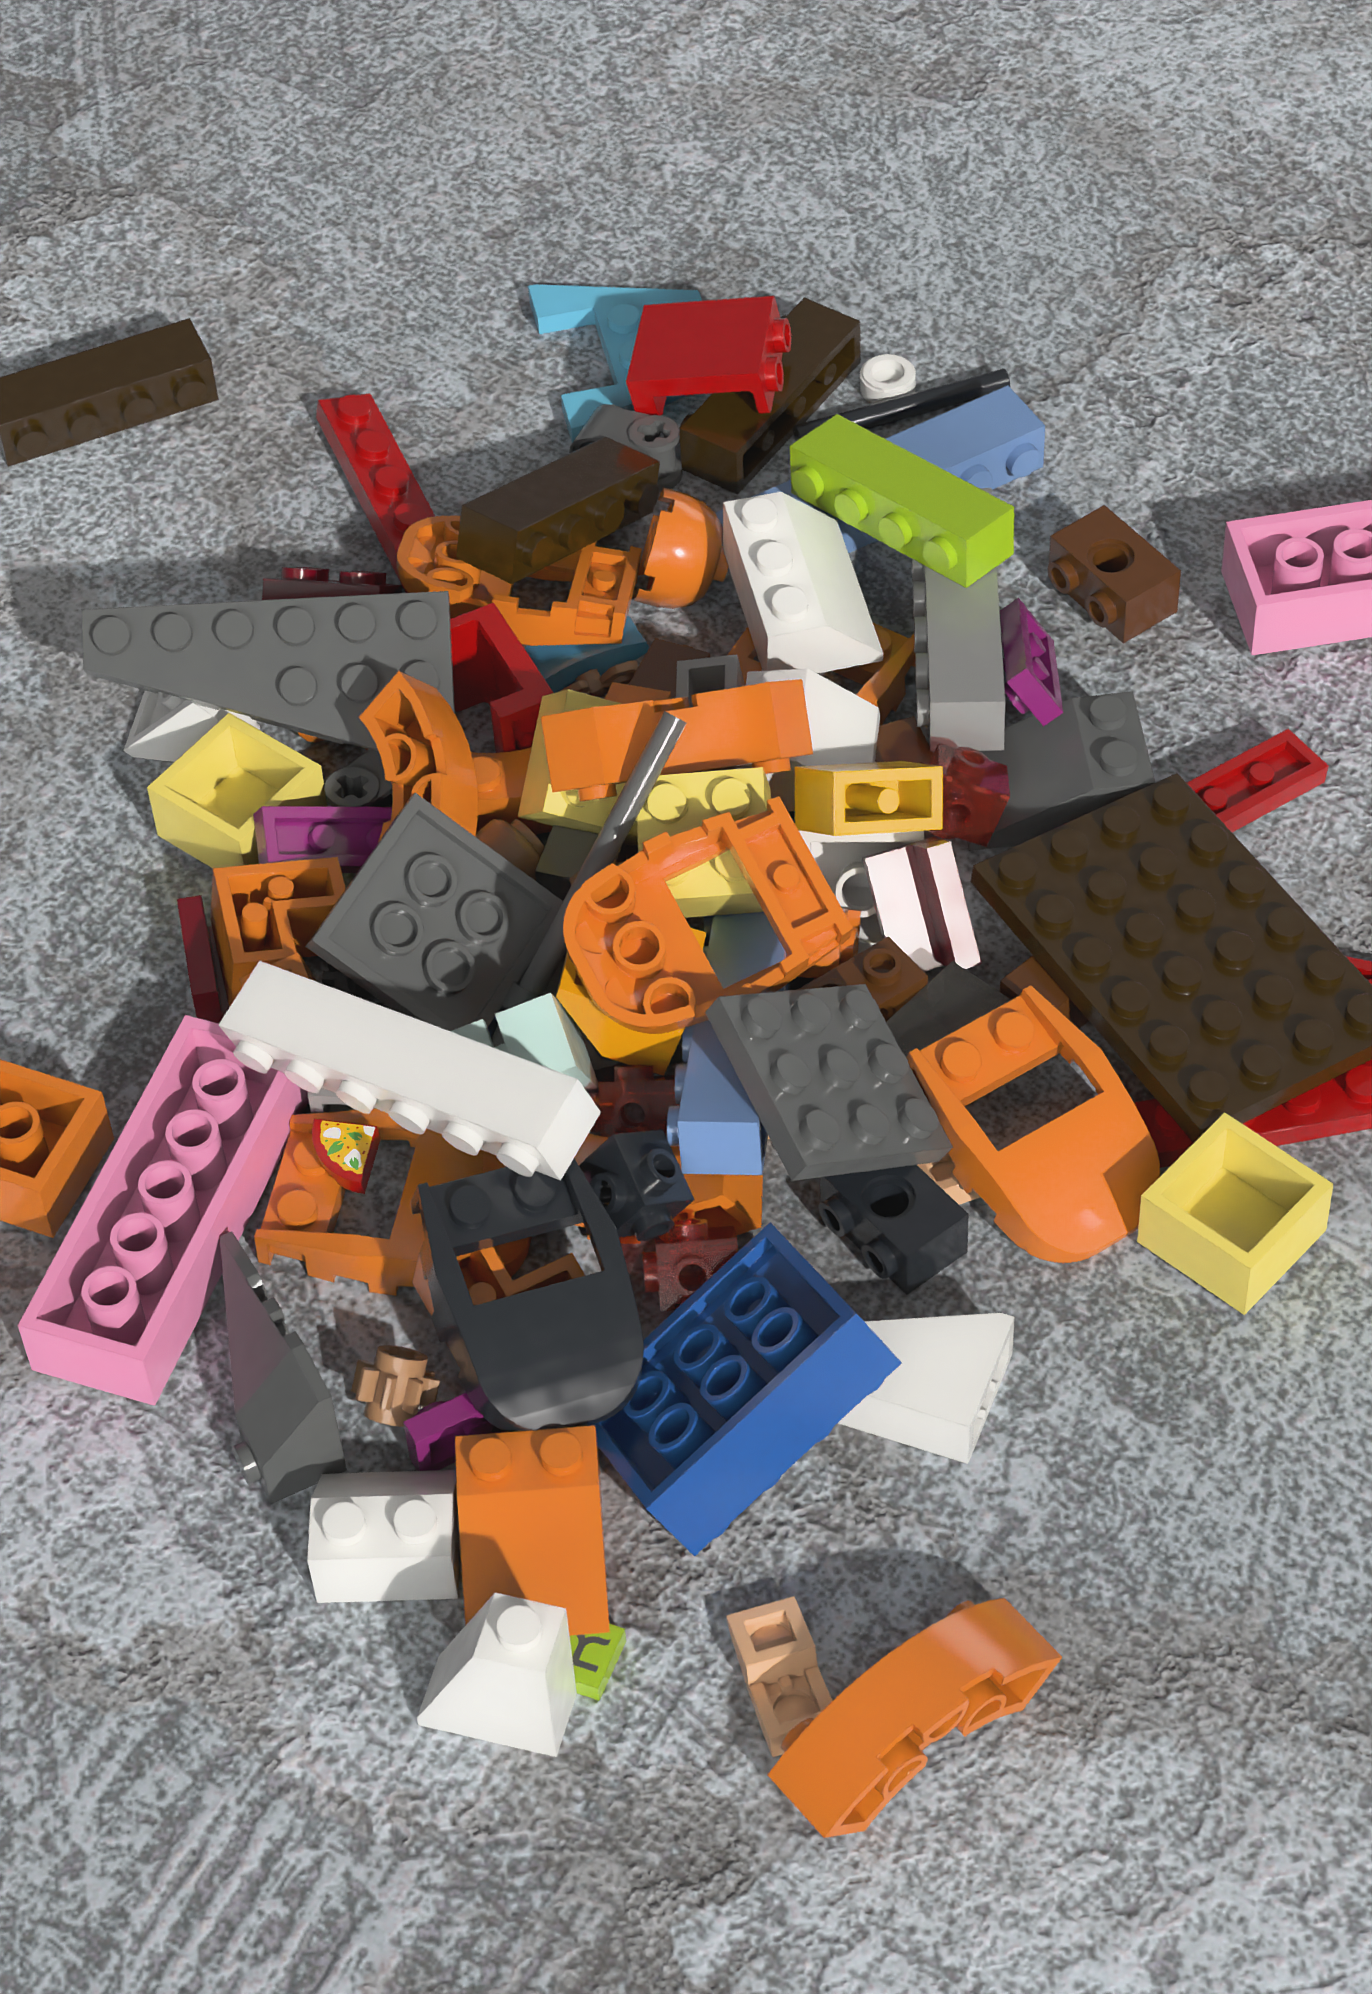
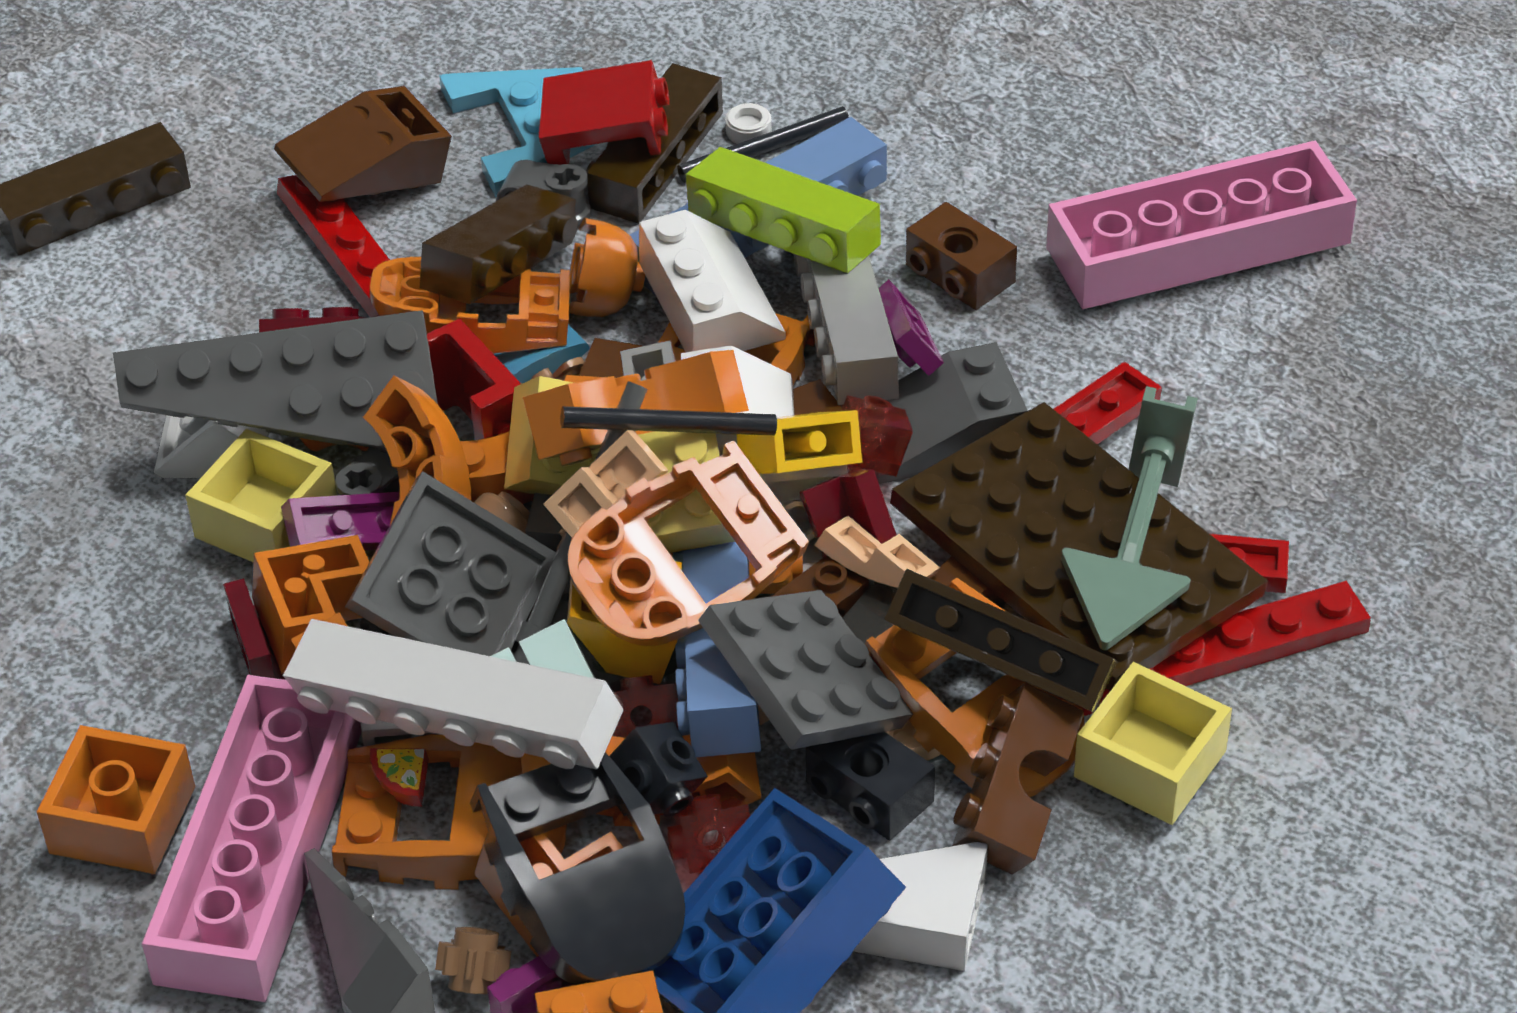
camera: 10 degrees left, 5 degrees down
(427, 372) = (368, 147): none -> reddish brown slope
(619, 831) = (604, 481): none -> light nougat slope
(707, 763) = (668, 420): none -> black bar
(955, 958) = (865, 555): none -> light nougat slope
(1065, 1073) = (1001, 640): none -> dark brown brick
(1083, 1185) = (1027, 732): none -> reddish brown arch
(1224, 1023) = (1119, 591): none -> sand green piece

